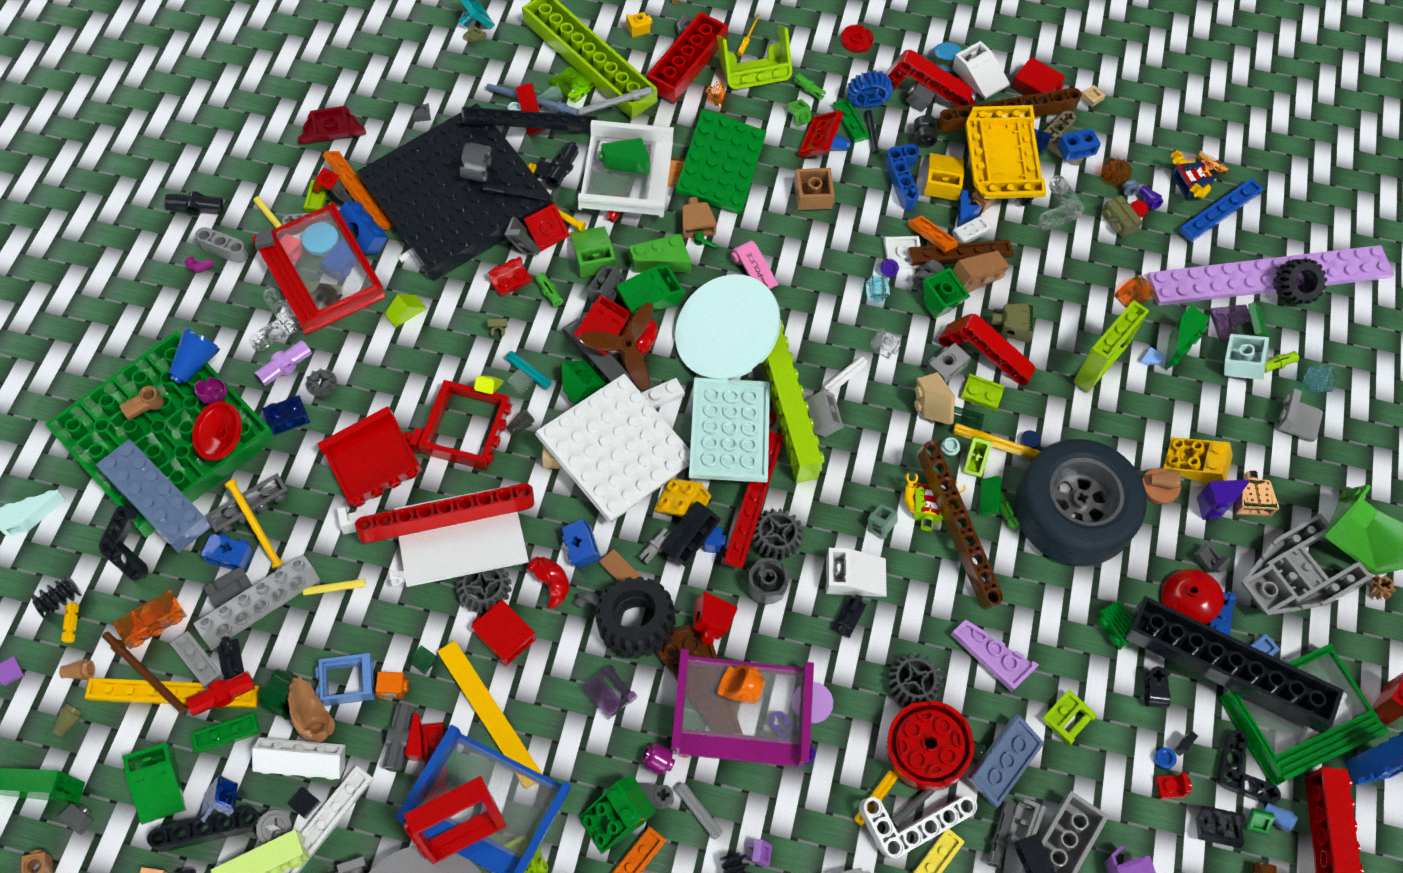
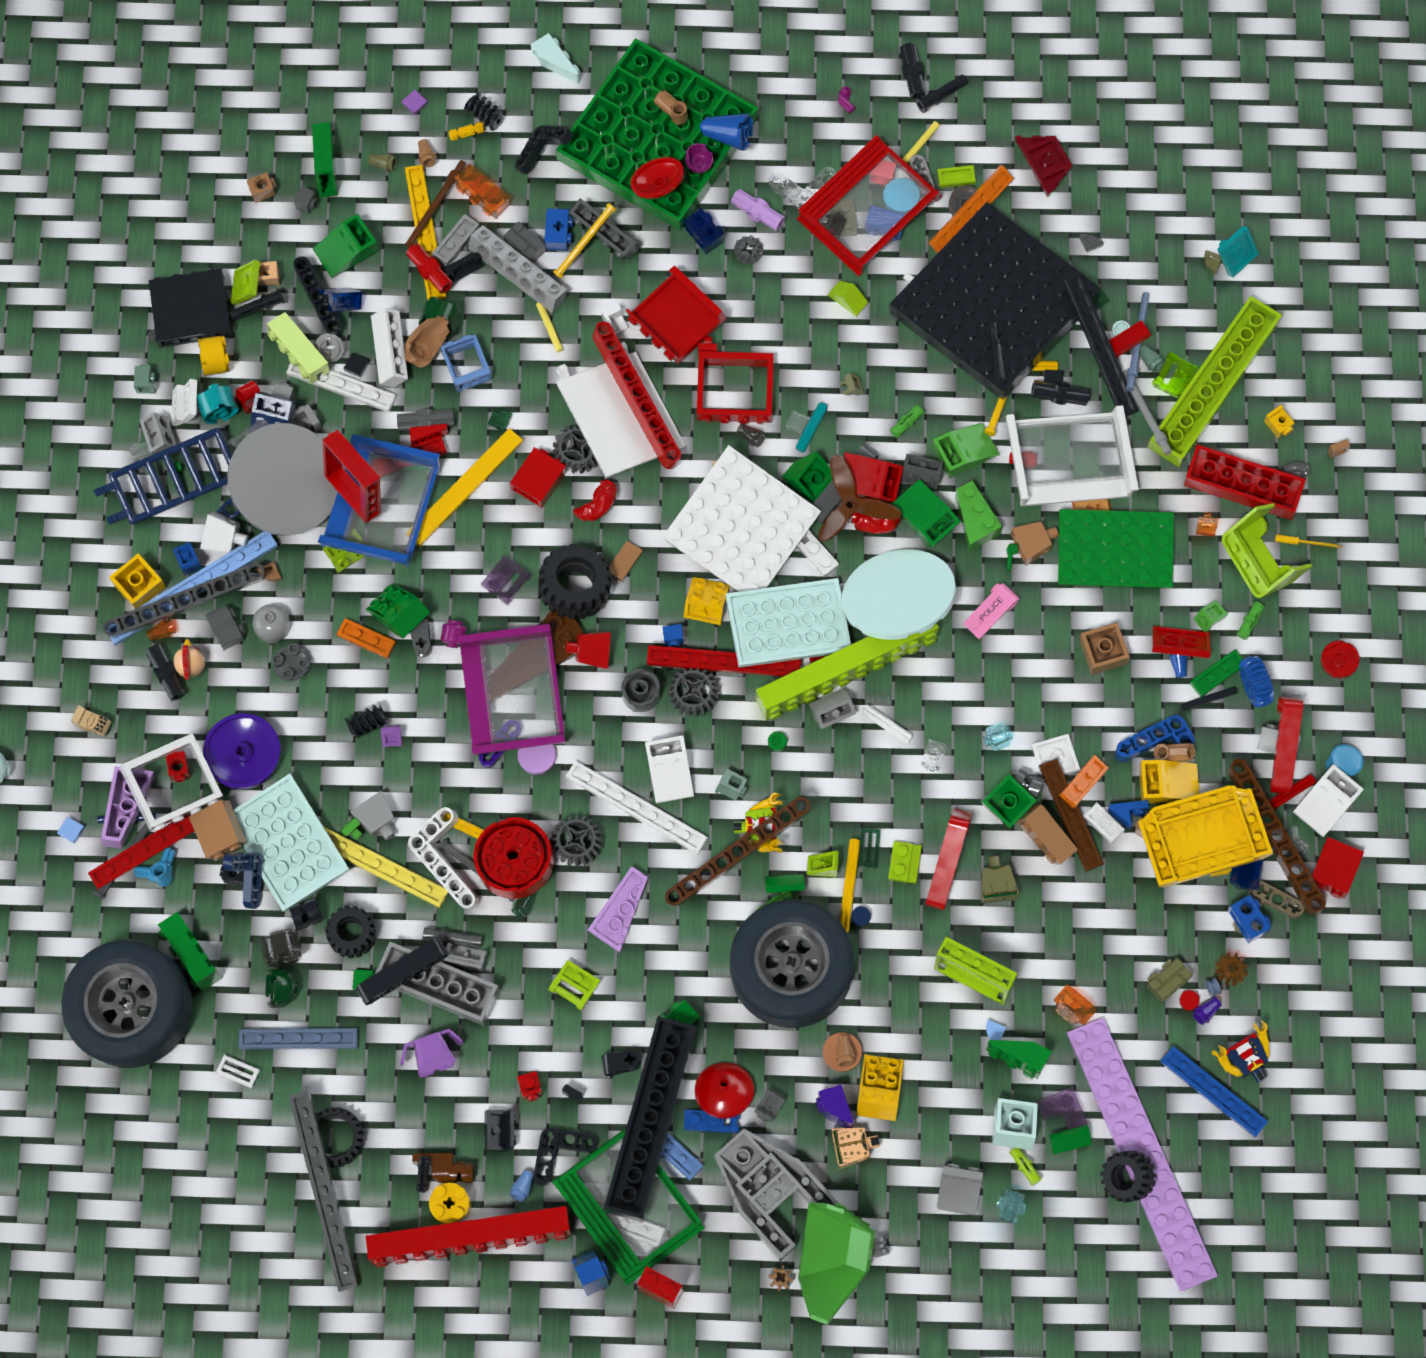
camera: 85 degrees right, 10 degrees up
(153, 495) = (584, 150): sand blue brick -> none
(221, 245) = (871, 104): light grey beam -> none
(225, 733) = (400, 285): green tile -> none
(229, 192) = (935, 96): none -> black pin
(264, 239) = (876, 146): dark grey tile -> none
(324, 180) = (966, 178): red bracket -> none
(371, 236) = (917, 239): blue arch -> none
(391, 685) = (469, 400): orange brick -> none
(476, 160) = (1013, 306): dark grey brick -> none
(487, 384) = (776, 392): neon yellow slope -> none
(509, 277) = (911, 381): red bracket -> none
(519, 236) = (955, 377): flat silver panel -> none
(546, 227) = (975, 397): red plate -> none
(581, 544) = (638, 519): blue brick -> none
(585, 598) = (588, 537): dark grey arm -> none
(625, 156) = (1086, 451): green slope -> none
(654, 546) = (654, 586): light grey pin -> none
(691, 533) = (668, 610): black brick -> none
(699, 811) = (418, 678): light grey axle -> none
(742, 684) = (530, 684): orange helmet -> none
(843, 472) = (777, 741): none -> green tile
(849, 615) = (627, 772): black hinge -> none
(885, 617) = (636, 807): none -> white tile
(889, 267) = (1029, 744): dark purple tile -> none
(922, 157) = (1175, 752): none -> medium nougat piece
(925, 131) = (1214, 752): pearl dark grey wheel -> none
(934, 399) = (874, 808): tan slope -> none
(950, 446) = (832, 839): light aqua plate -> none
(954, 357) = (929, 831): light grey brick -> none
(1005, 760) = (518, 931): sand blue tile -> none
(1065, 208) = (1170, 922): clear beam -> none
(1093, 95) = (1336, 932): tan plate -> none
(1165, 758) = (556, 1078): blue tile -> none
(1212, 162) = (1274, 1073): clear orange tile -> none
(1260, 821) = (513, 1167): green tile -> none

